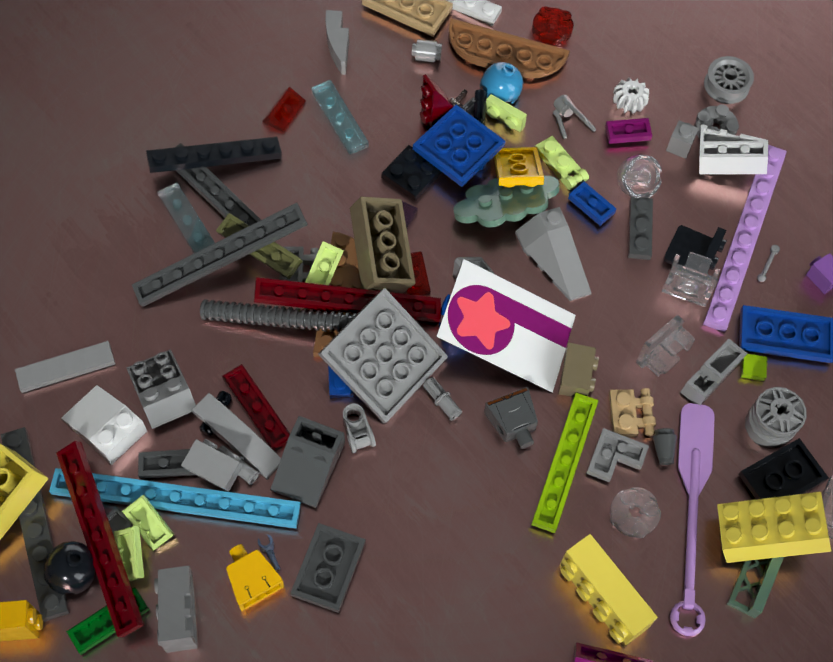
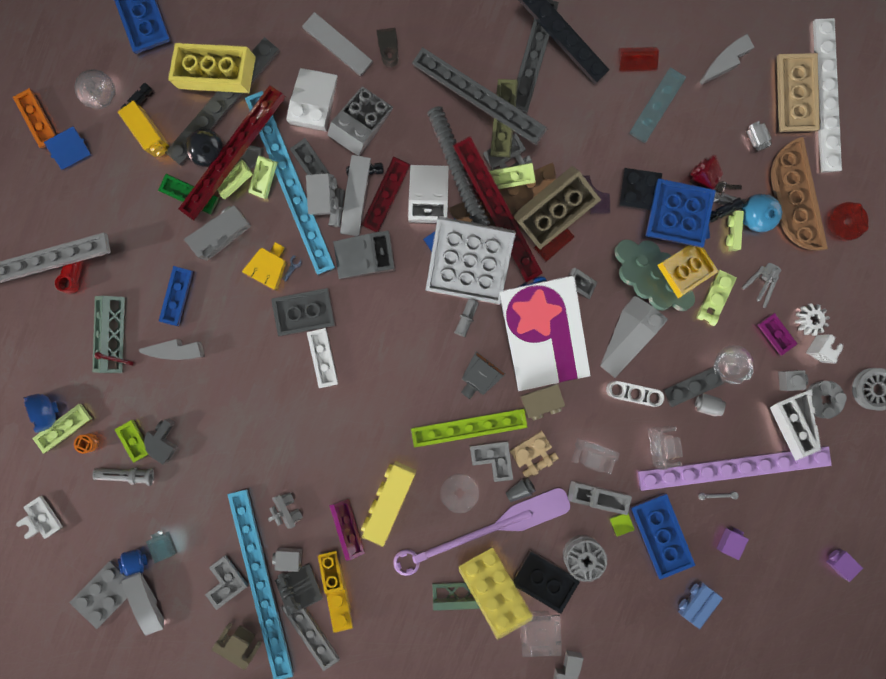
camera: 60 degrees right, 25 degrees up
(105, 317) = (388, 45): none -> clear smoke piece
(185, 217) = (499, 51): clear light blue tile -> none
(287, 362) = (428, 193): none -> white slope
(358, 432) = (407, 274): light grey piece -> none
(394, 576) = (322, 358): none -> white plate
(592, 203) = (692, 340): blue plate -> none
(623, 272) = (644, 393): none -> white beam
(666, 96) = (822, 351): none -> white hinge
(669, 220) = (710, 405): none -> light grey brick
(689, 240) = (696, 436): black bracket -> none

